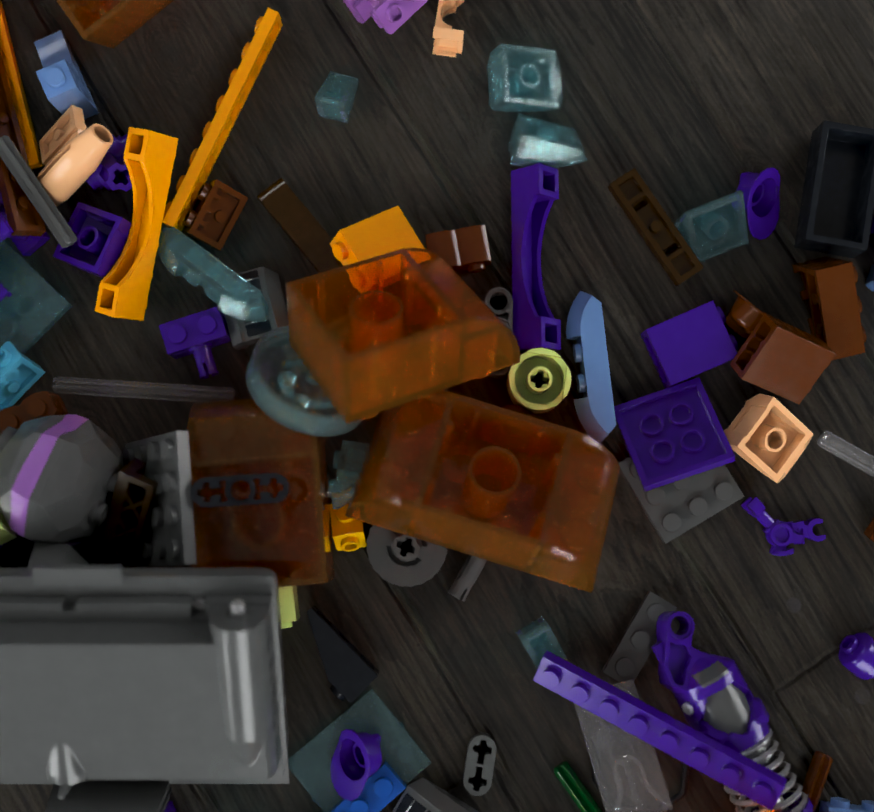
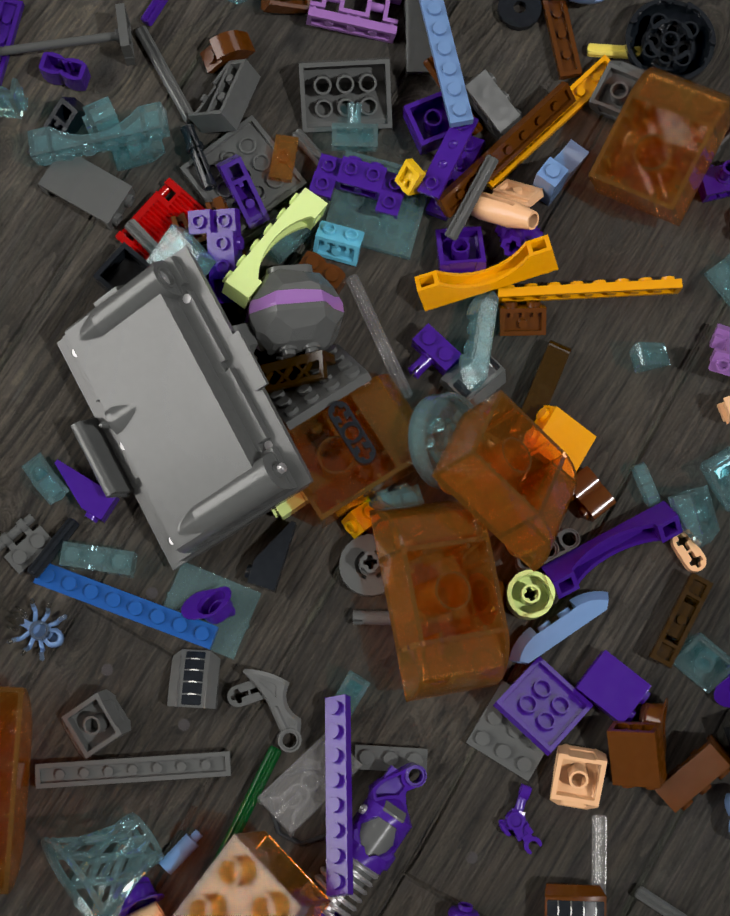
camera: 60 degrees right, 5 degrees down
(481, 181) = (645, 484): none -> clear light blue beam
(496, 736) = (274, 691): none -> dark grey piece
(584, 184) = (683, 555): none -> light nougat beam

